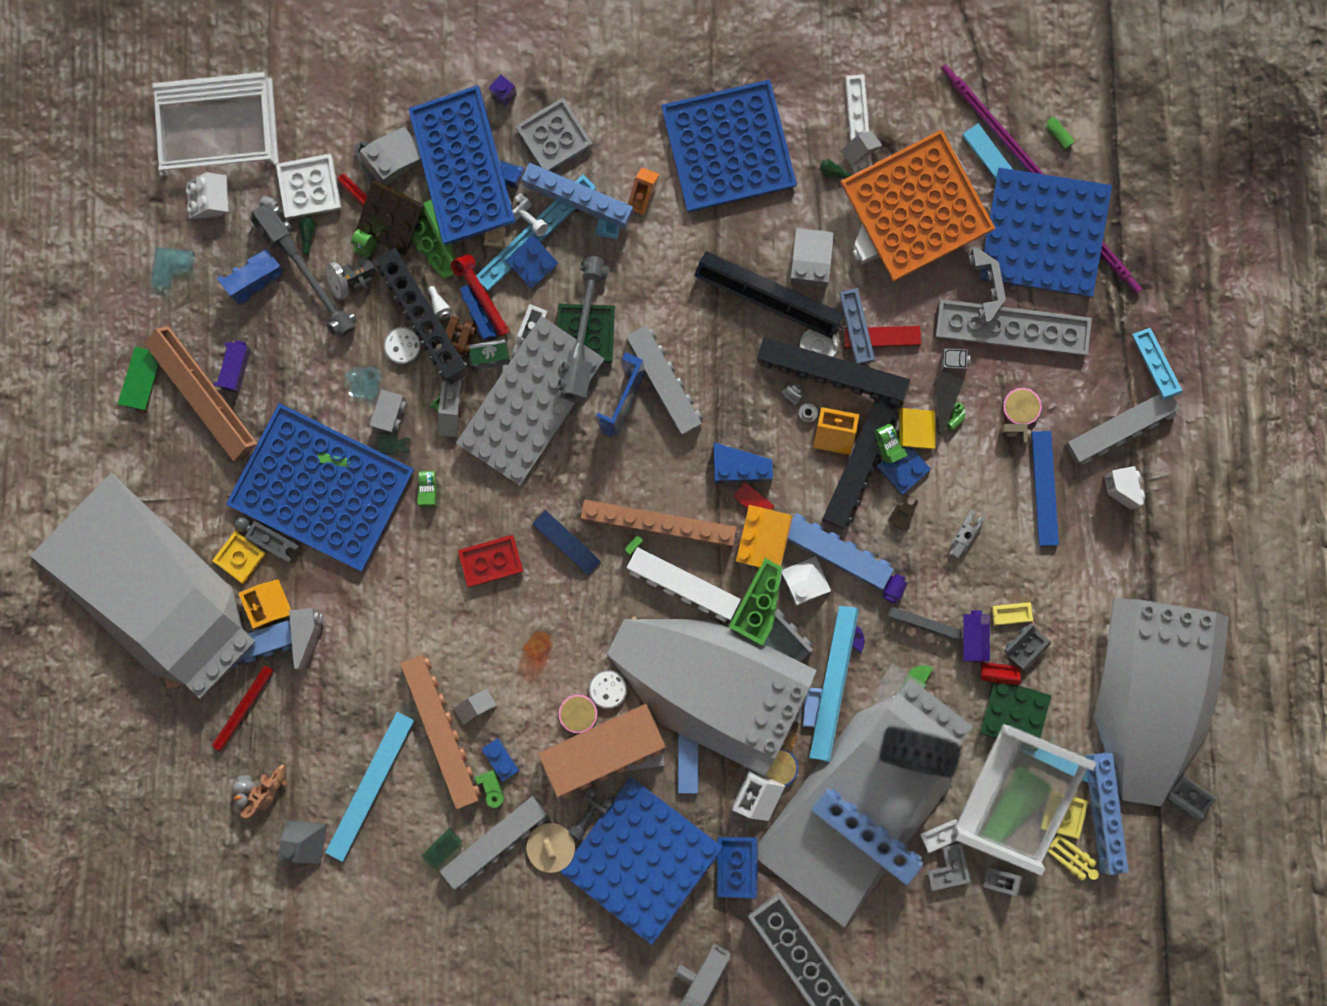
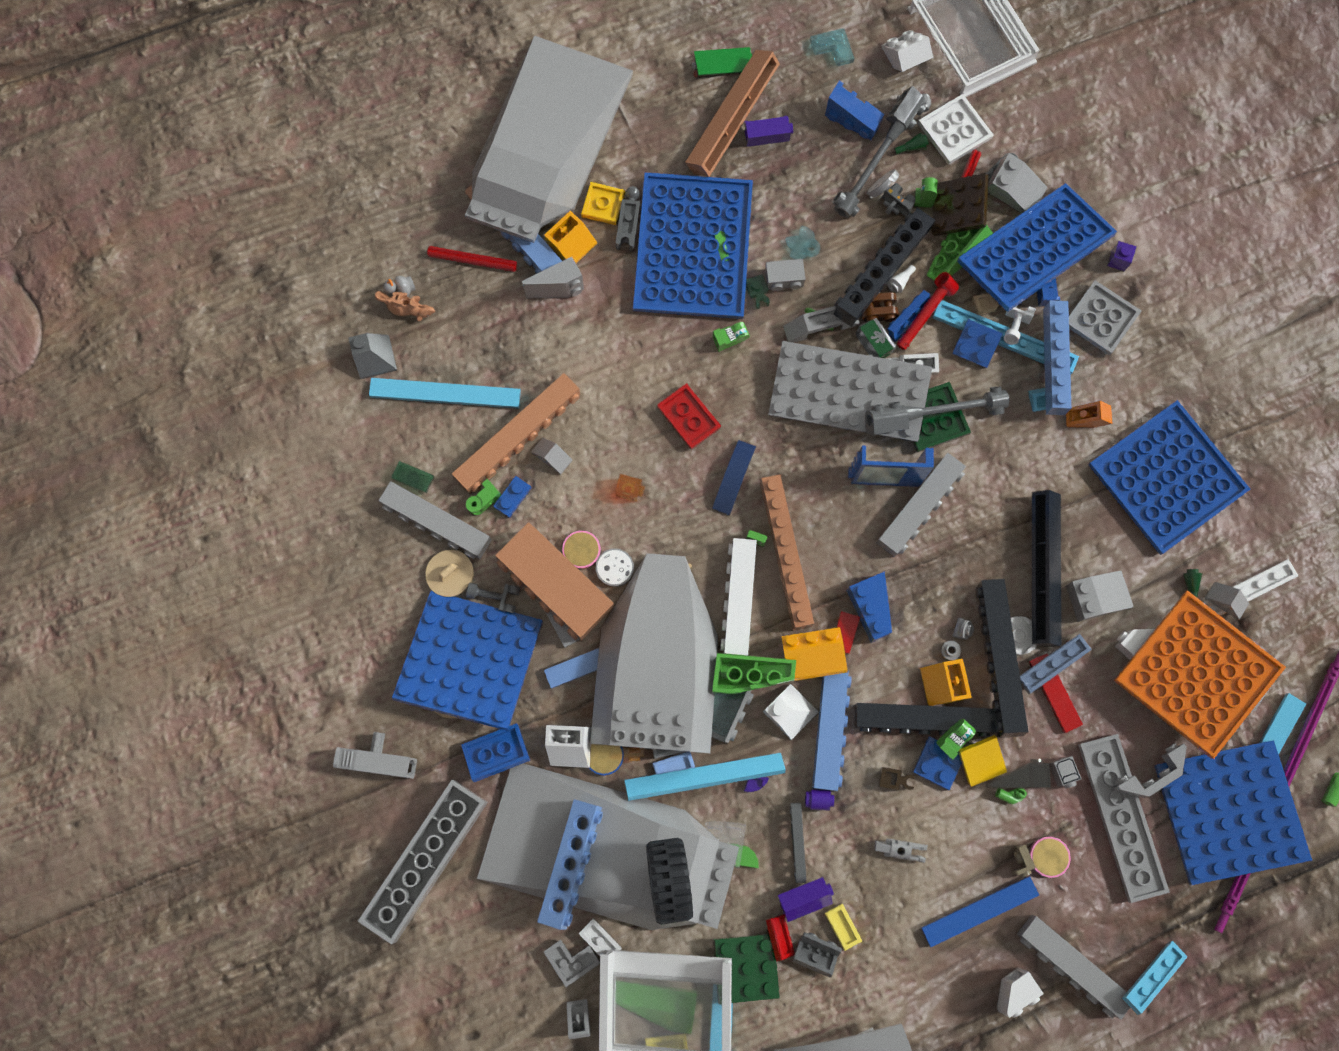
camera: 60 degrees right, 5 degrees down
(402, 345) = (849, 263): white tile -> none

